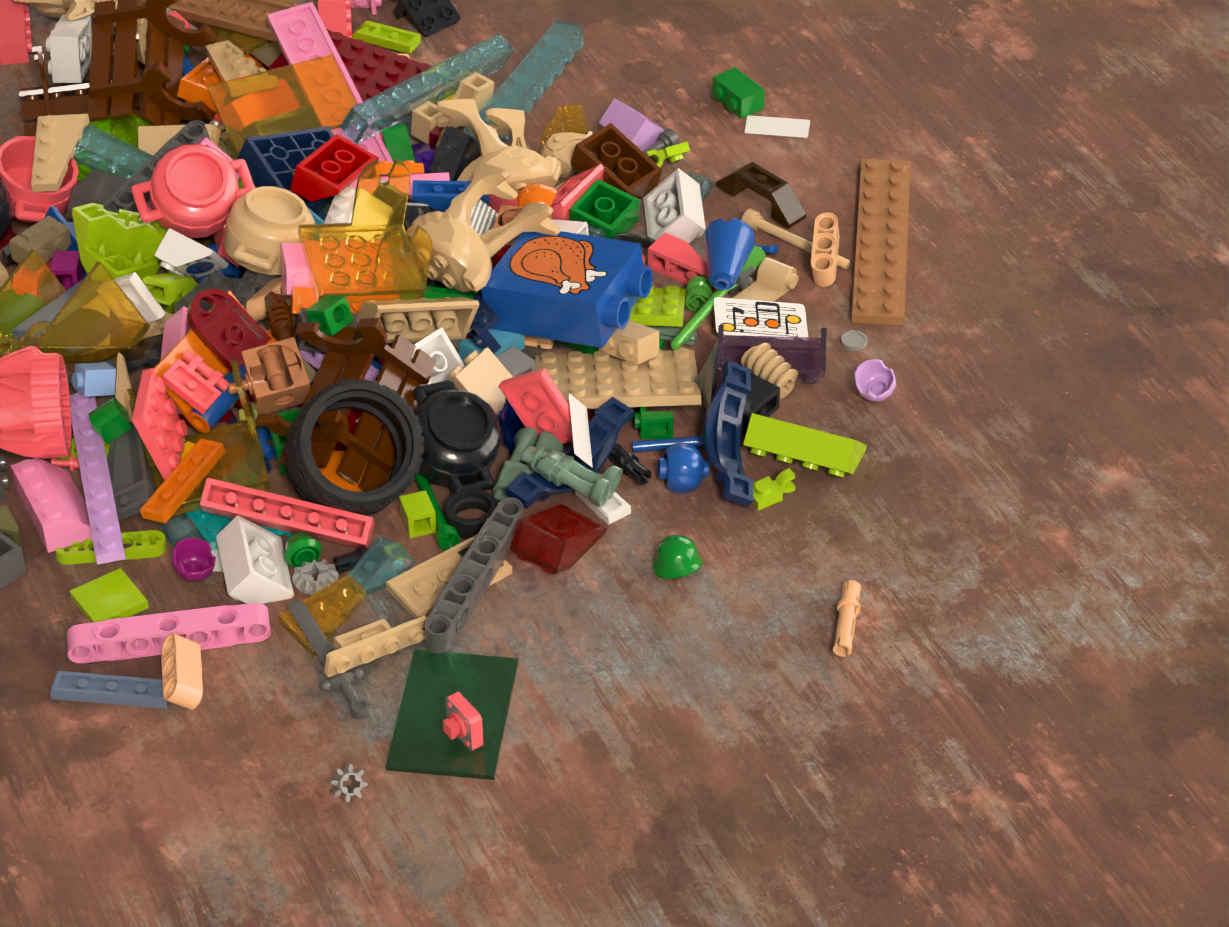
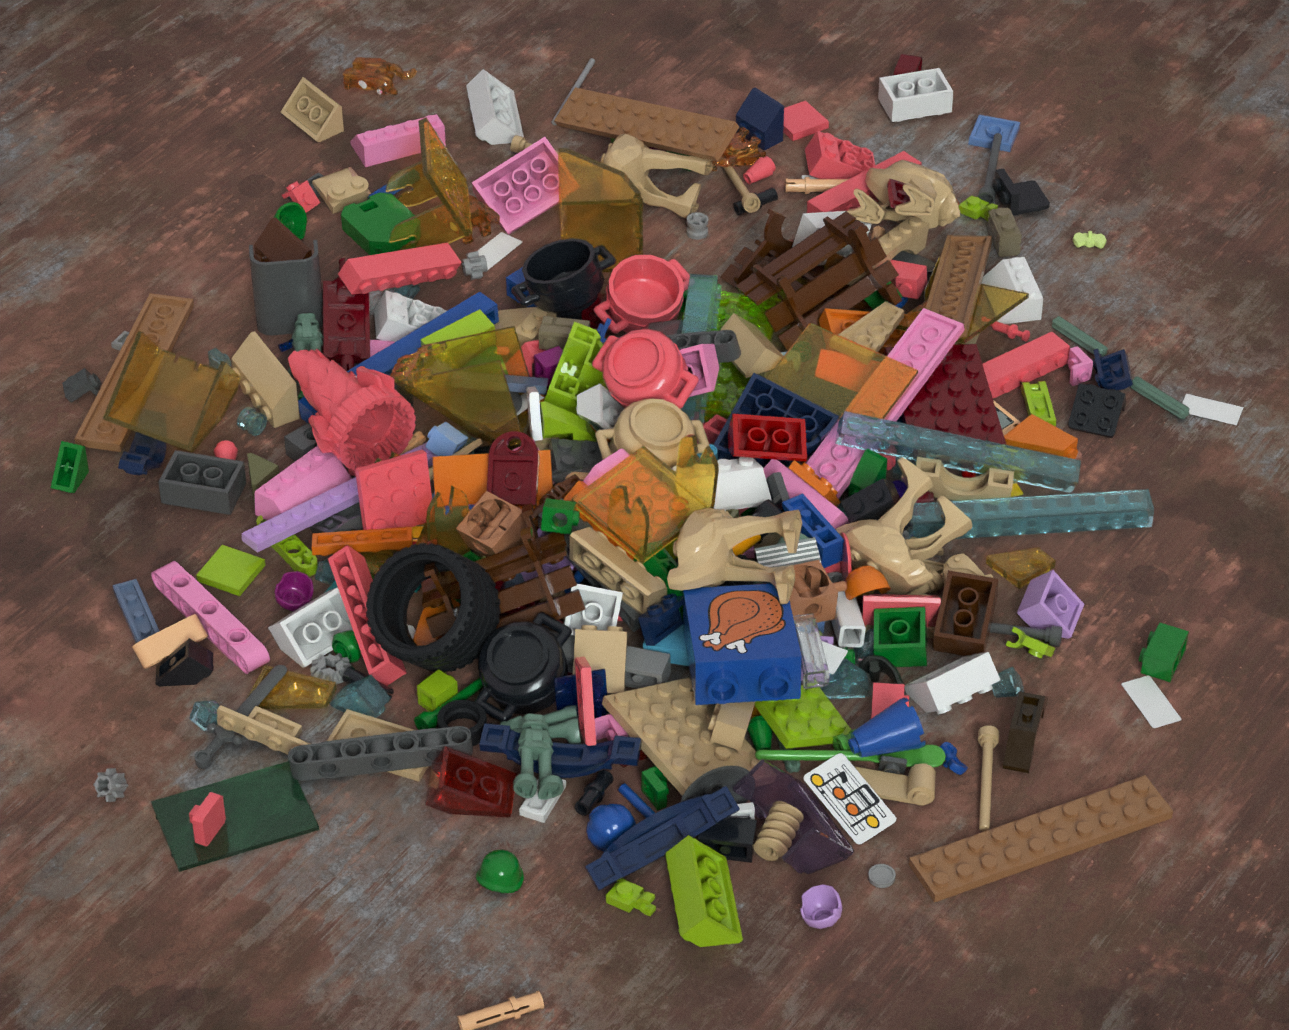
camera: 60 degrees right, 0 degrees up
(54, 148) = (665, 283): tan wing -> none
(193, 387) = (445, 475): coral plate -> none
(224, 674) = (185, 665): none -> black slope
(300, 685) = (204, 713): none -> clear light blue slope
(437, 47) = (1042, 437): none -> orange slope
(580, 430) = (585, 737): white sticker -> none
(825, 249) = (975, 799): light nougat beam -> none

